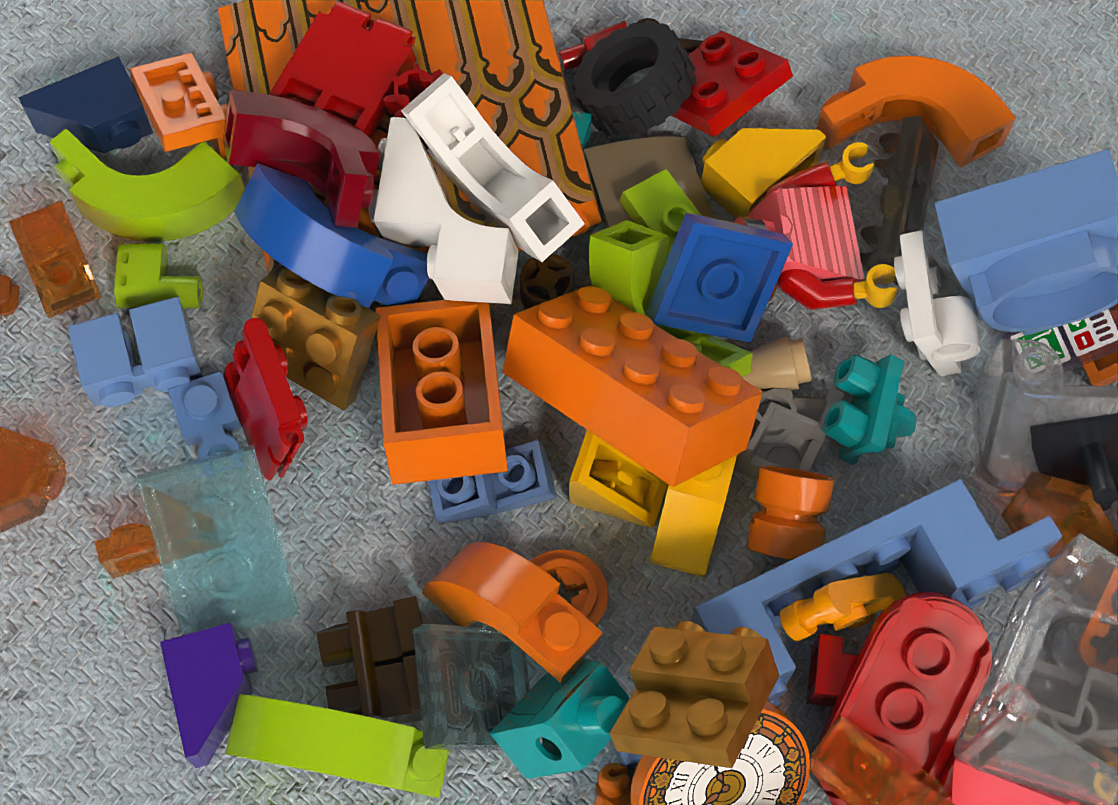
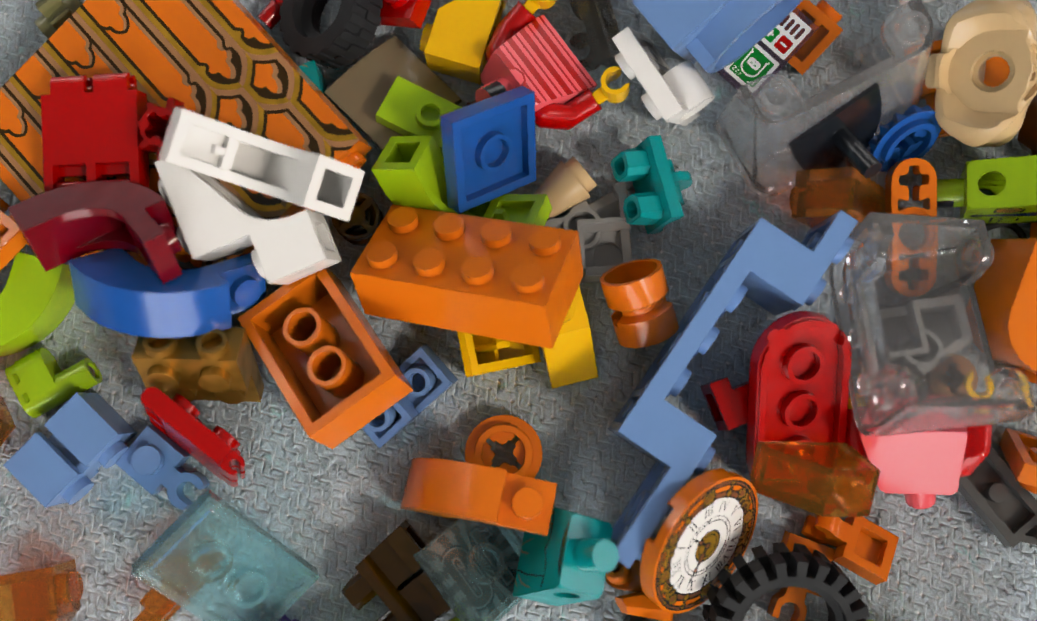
camera: 30 degrees left, 15 degrees up
(696, 694) = (661, 510): pearl gold plate -> none
(842, 604) = (716, 368): light orange plate -> none

